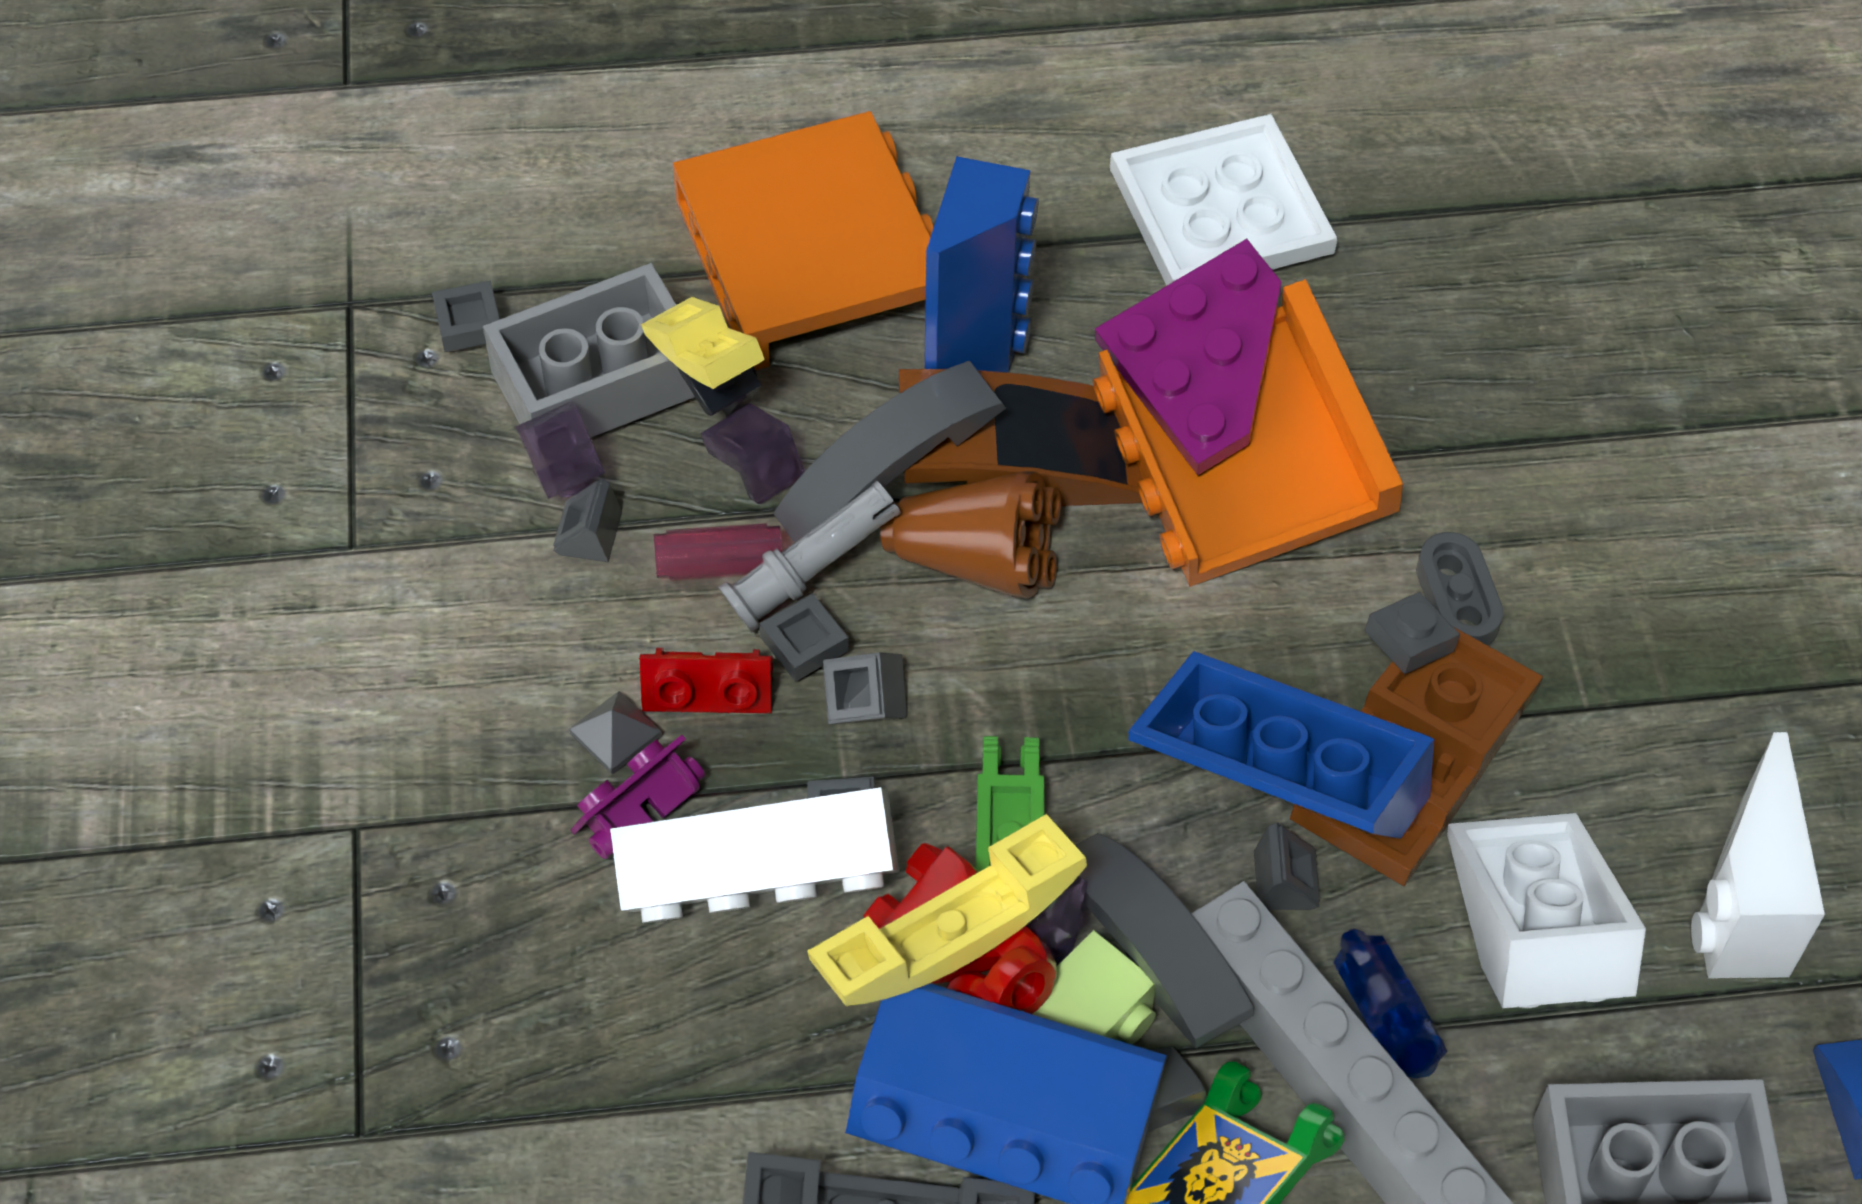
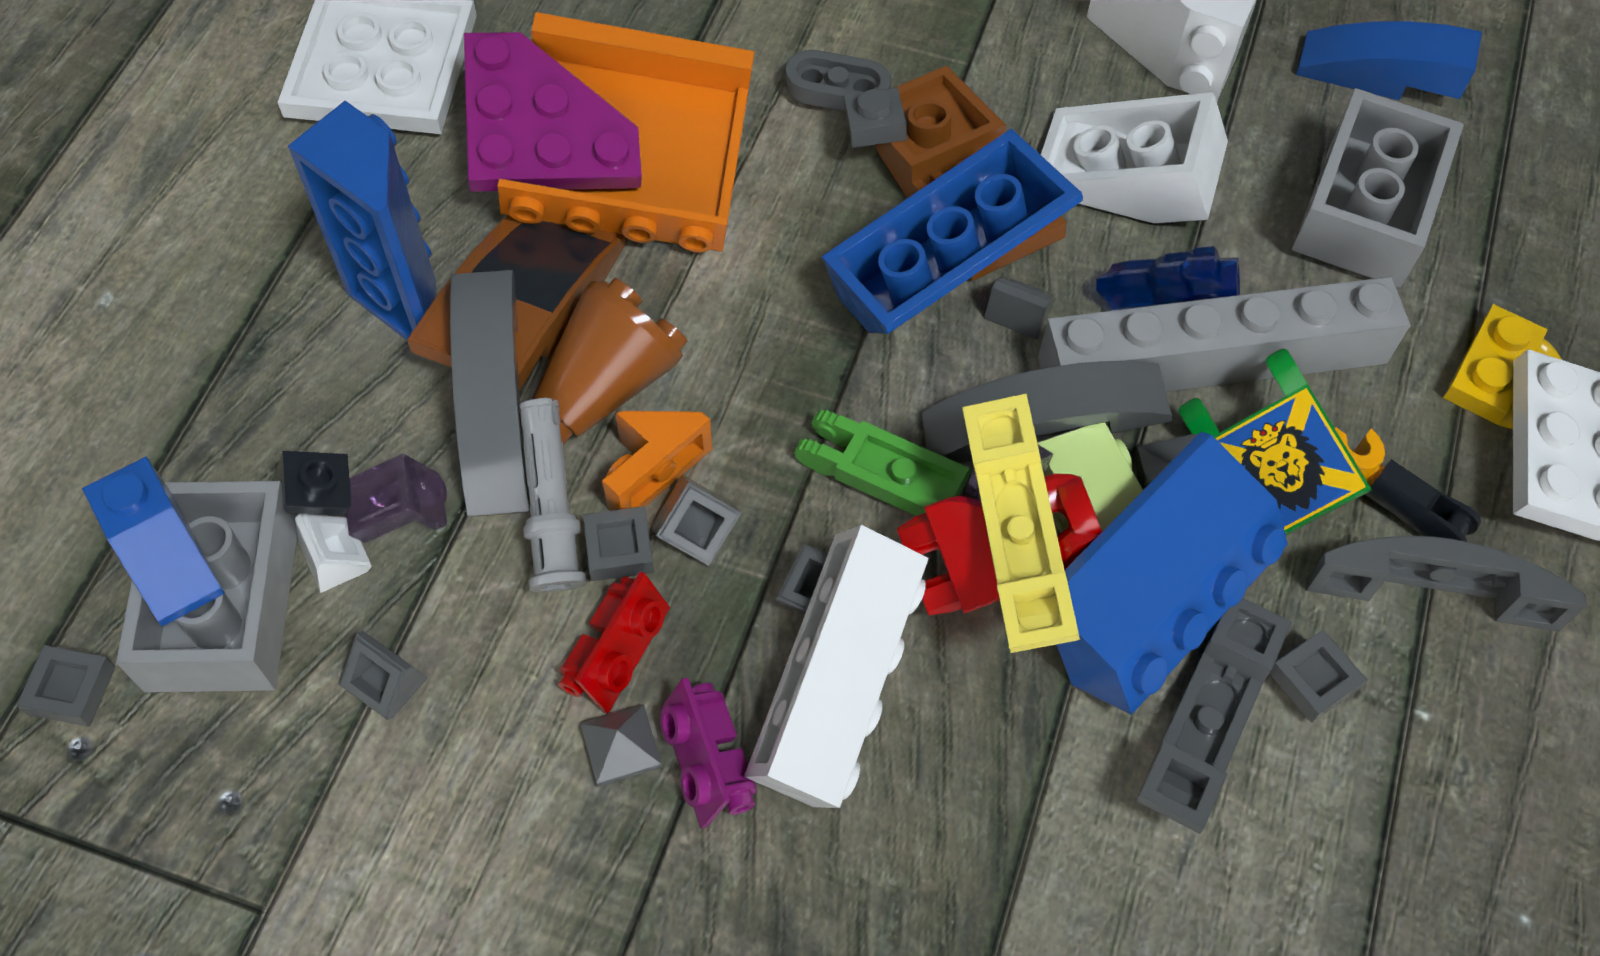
camera: 65 degrees left, 5 degrees up
(560, 451) = (301, 657): clear purple bracket -> none
(589, 286) = (153, 540): none -> slope
(678, 430) = (330, 550): none -> white slope
(701, 343) = (281, 476): light yellow slope -> none
(713, 550) = (484, 576): clear pink piece -> none
(805, 228) = (189, 357): orange panel -> none
(917, 629) = (662, 450): none -> orange slope

